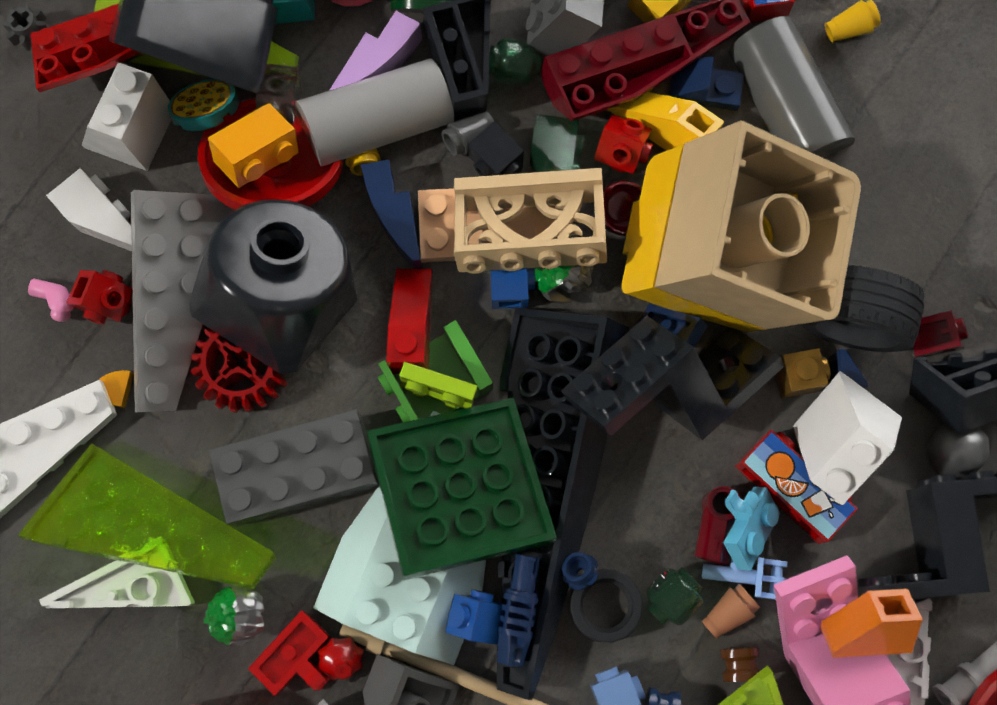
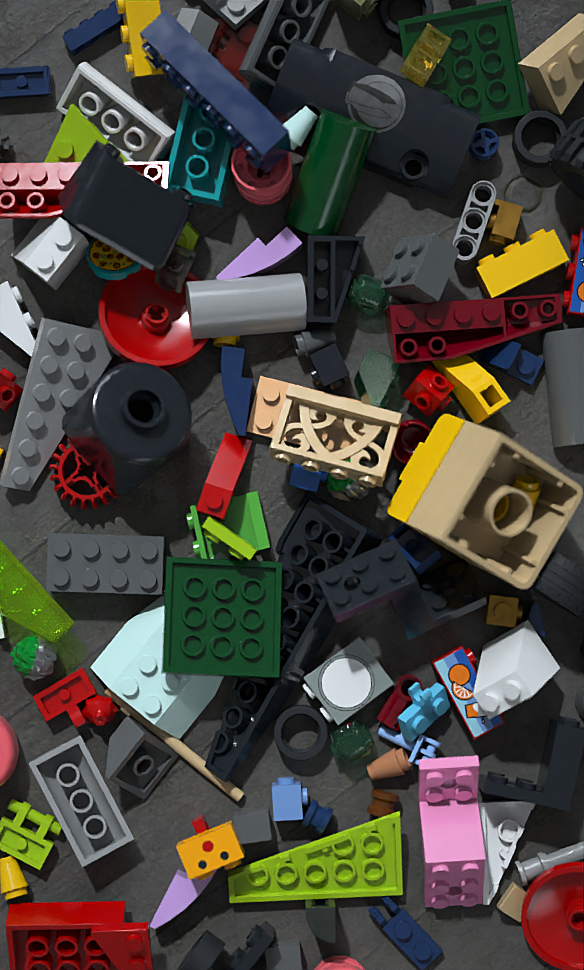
camera: 20 degrees right, 10 degrees up
(253, 145) = (145, 310): light orange brick -> none
(475, 617) = (207, 714): blue brick -> none
(519, 611) = (236, 719): dark blue hinge -> none
(575, 563) = (289, 697): dark blue plate -> none
(642, 521) = (347, 681): none -> panel
(874, 625) = (478, 808): orange slope -> none

